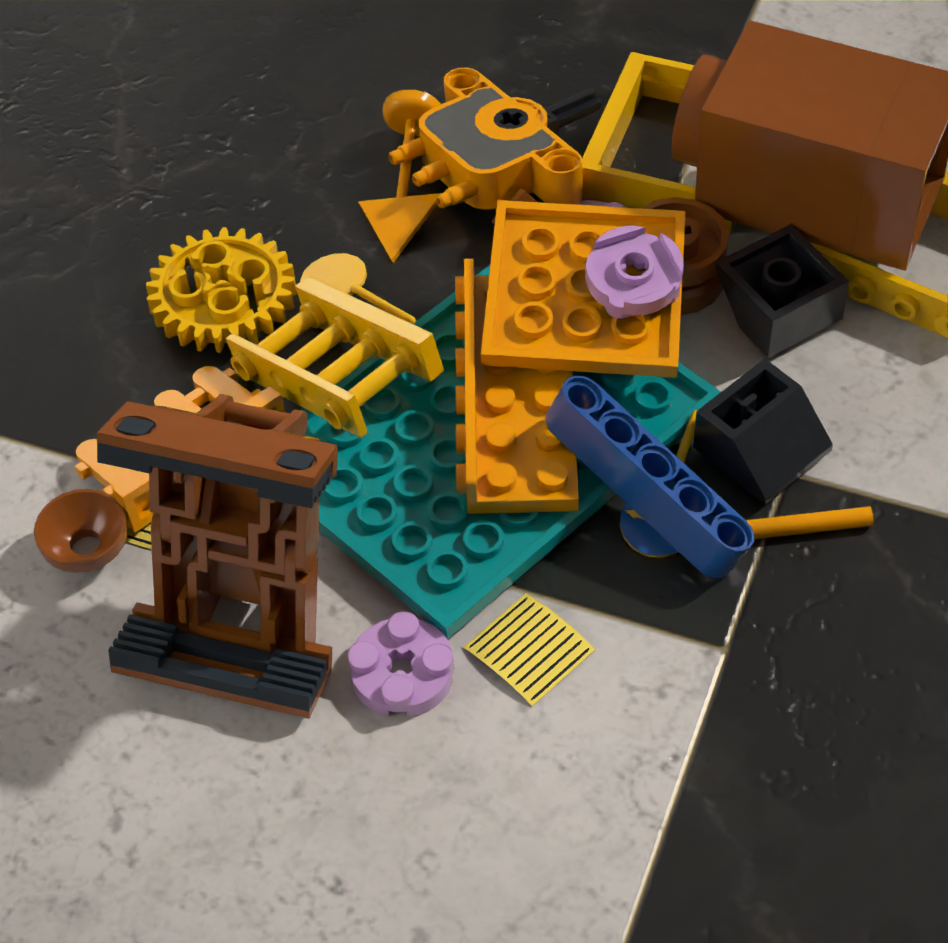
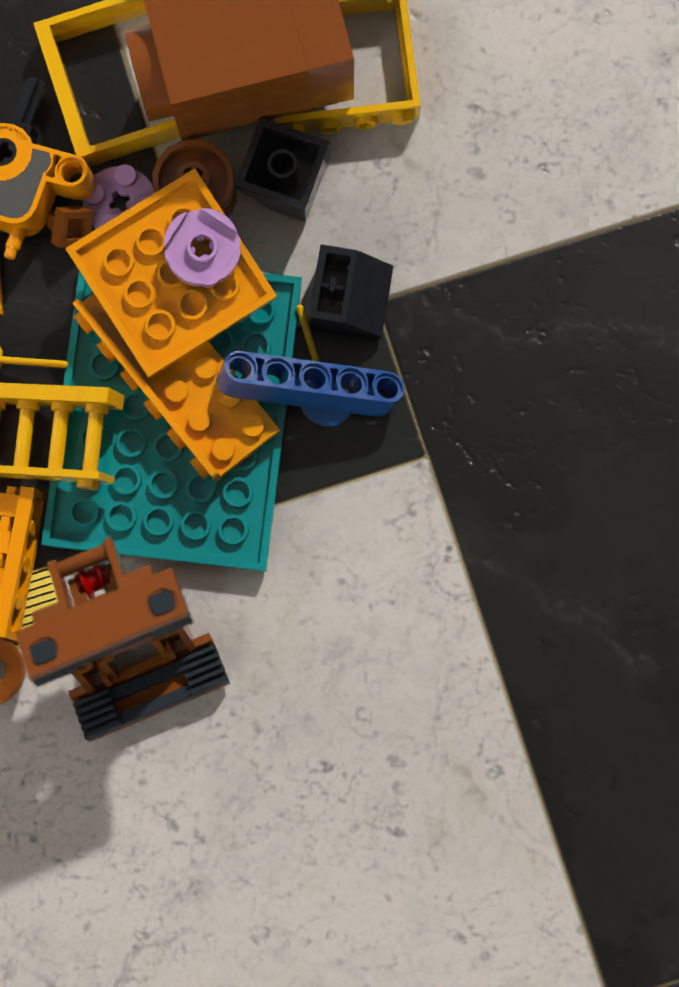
camera: 40 degrees left, 30 degrees up
(398, 692) = (272, 597): lavender plate -> none
(530, 648) = (315, 539): light yellow sticker -> none
(811, 522) = (413, 335): light orange bar -> none

